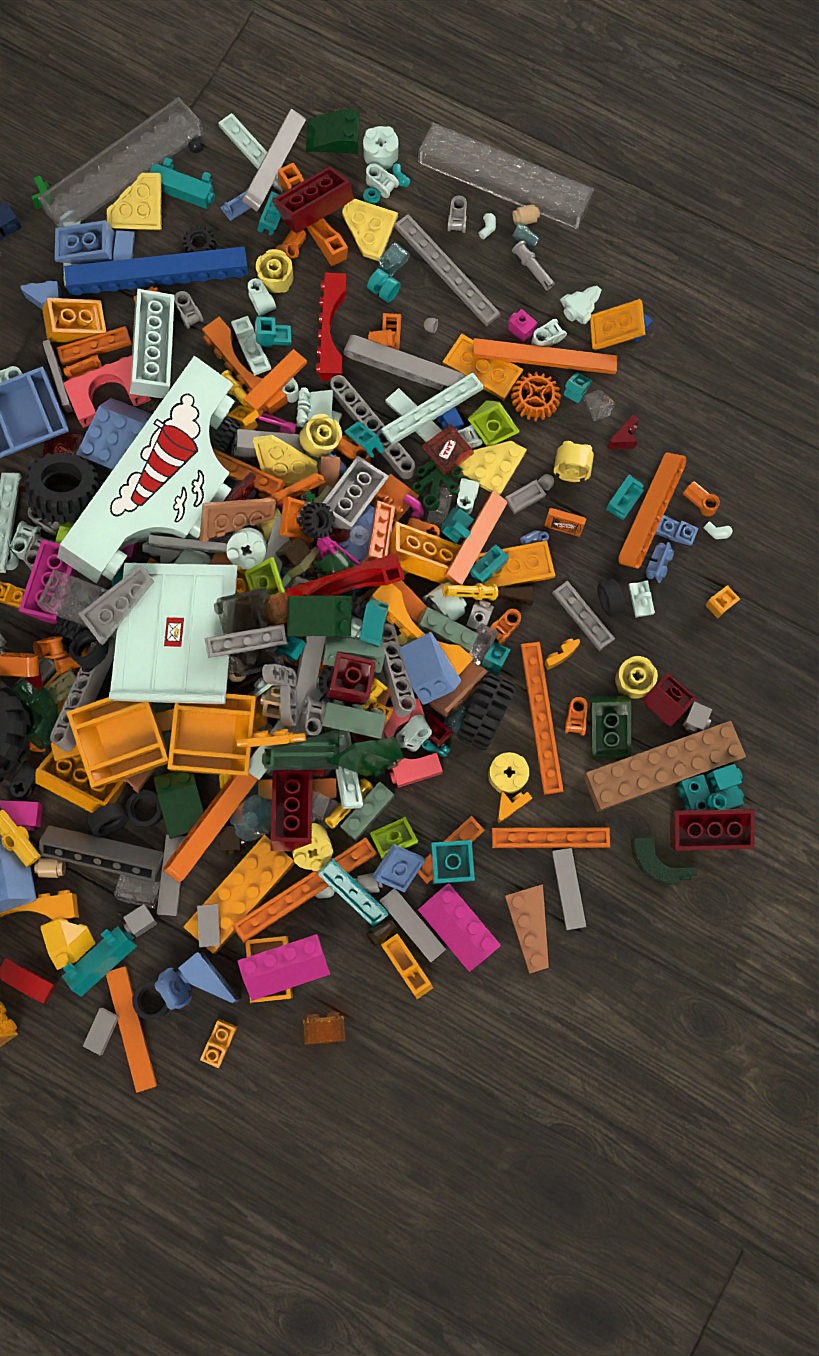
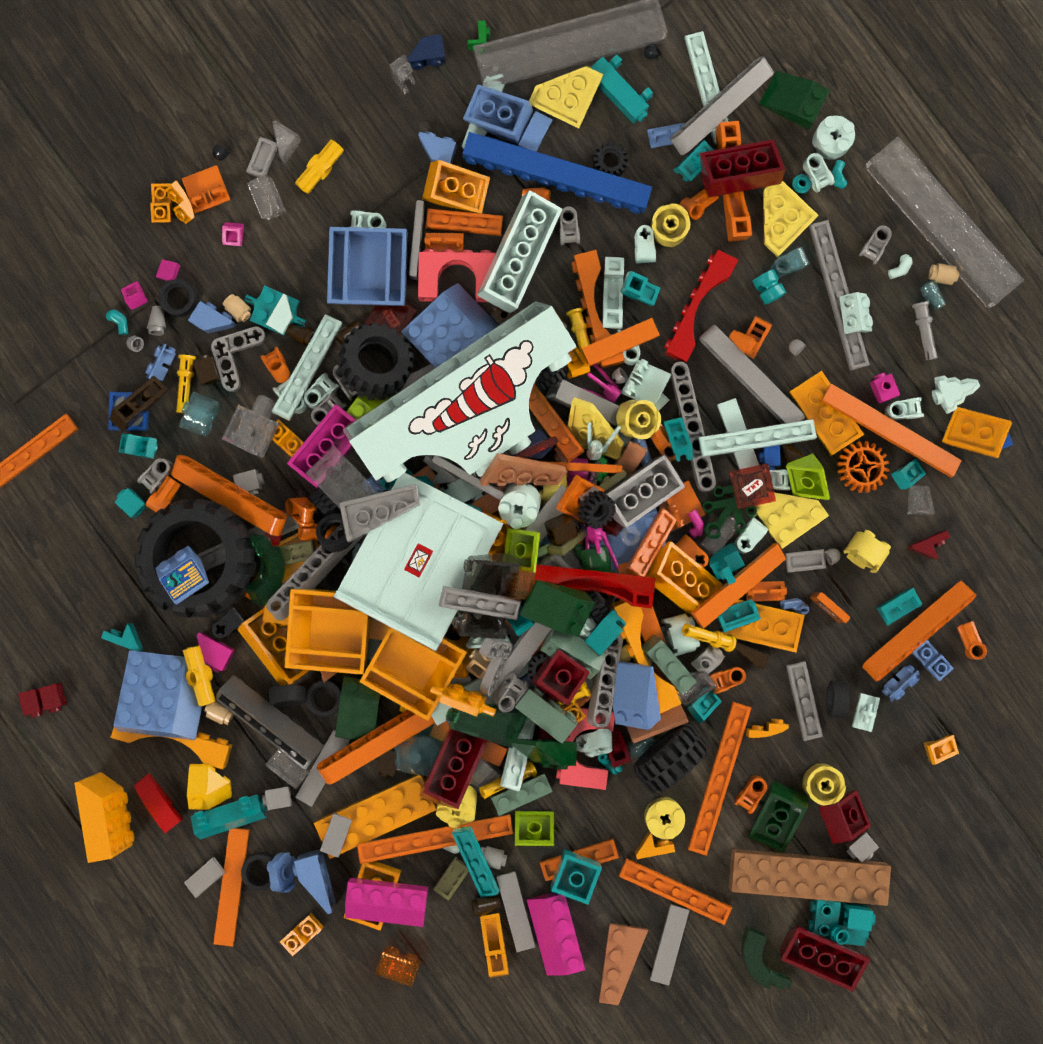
camera: 30 degrees right, 10 degrees up
(289, 412) = (620, 376): none -> light grey hinge
(293, 475) = (595, 447): none -> light aqua plant
(338, 922) = (451, 878): none -> olive plate
(398, 868) = (526, 859): medium blue plate -> none
(467, 275) = (856, 313): none -> light aqua bracket
(505, 535) = (767, 591): none -> orange hinge
(718, 533) = (970, 680): light aqua arm -> none

